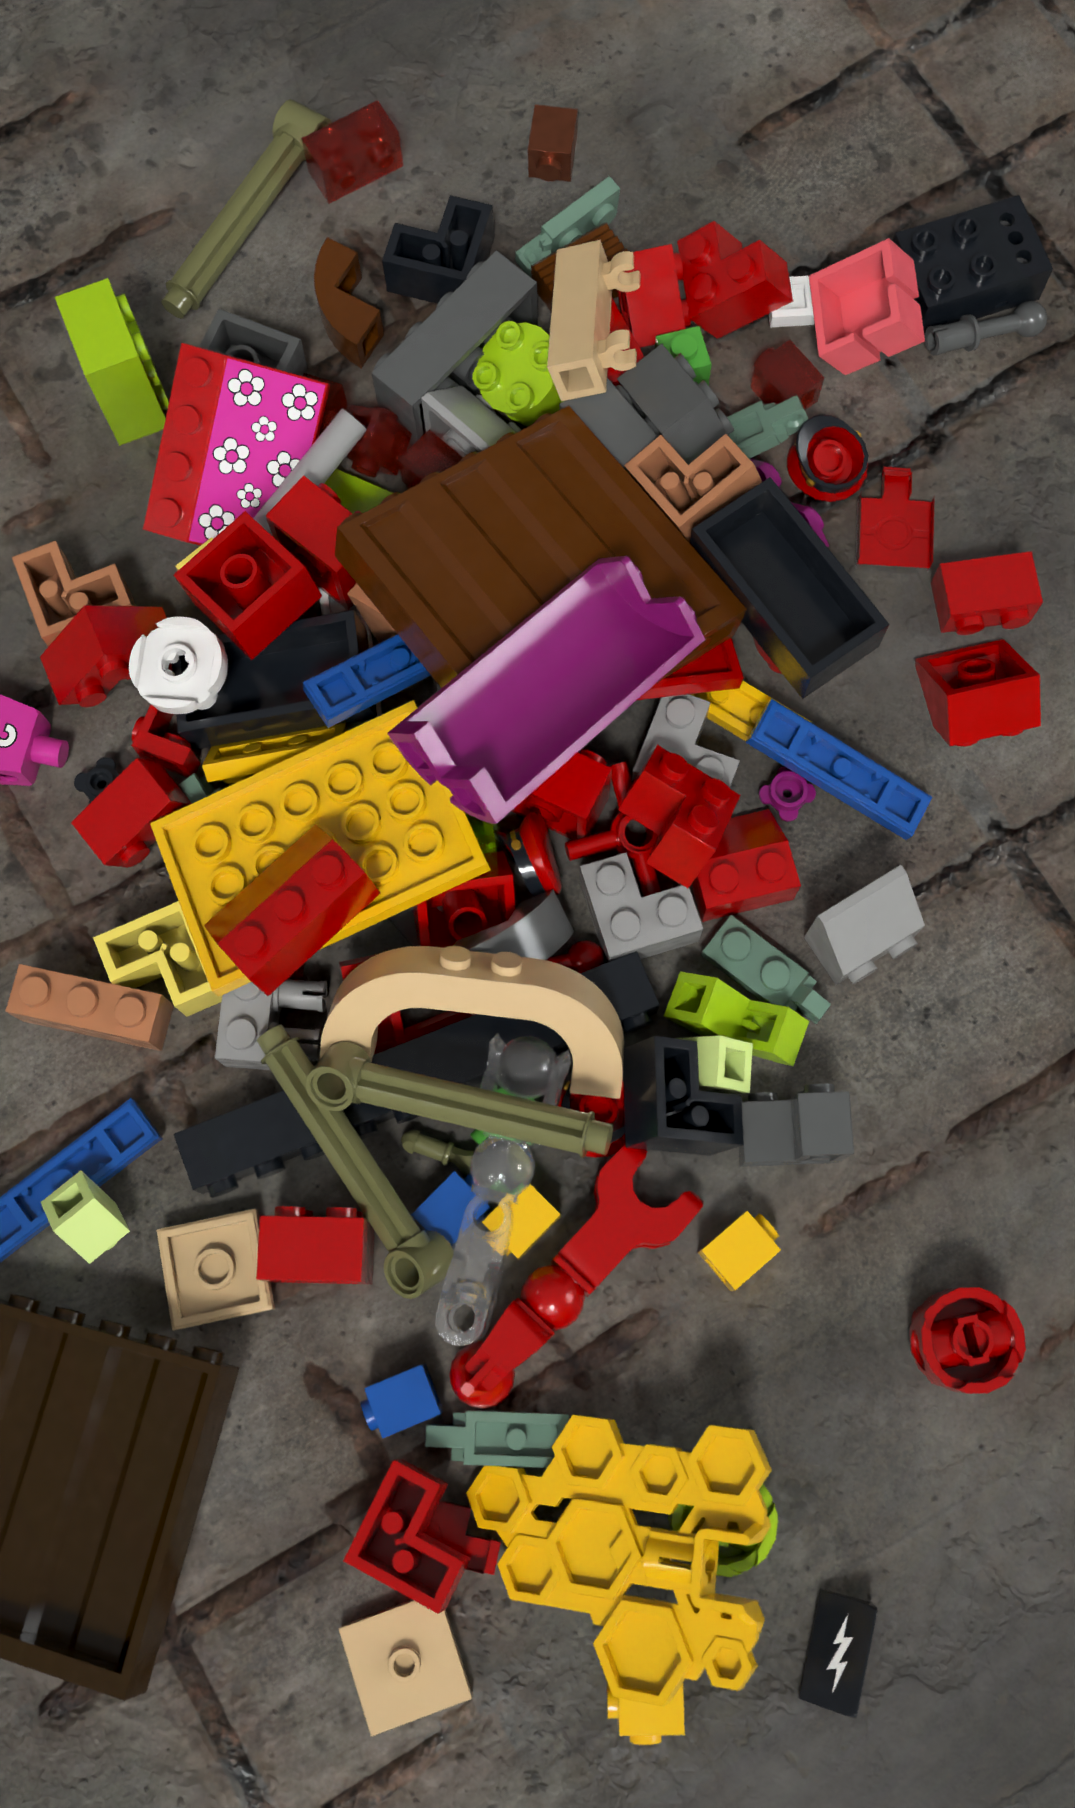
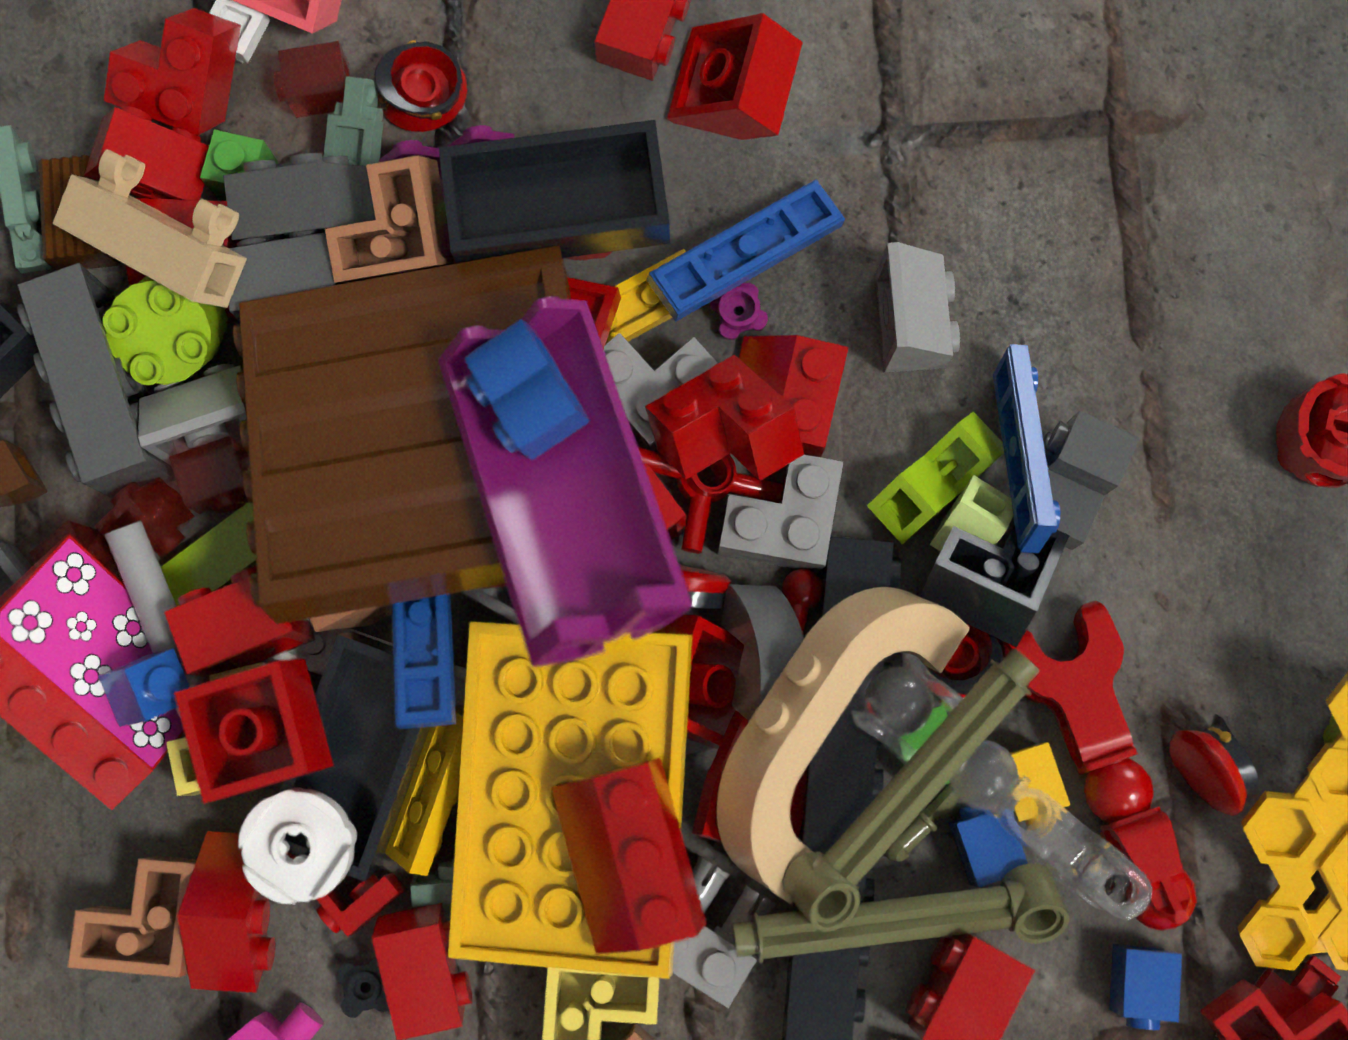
camera: 65 degrees left, 5 degrees up
(242, 492) = (144, 687): none -> blue brick
(499, 1437) = (1223, 906): sand green hinge -> none
(605, 626) = (525, 391): none -> blue brick
(615, 1369) = (1215, 766): none -> red piece
(741, 1249) = (1156, 590): yellow brick -> none
(743, 1101) = (1026, 464): none -> blue plate
(764, 970) = (900, 426): sand green hinge -> none
(895, 528) = (525, 63): red piece -> none

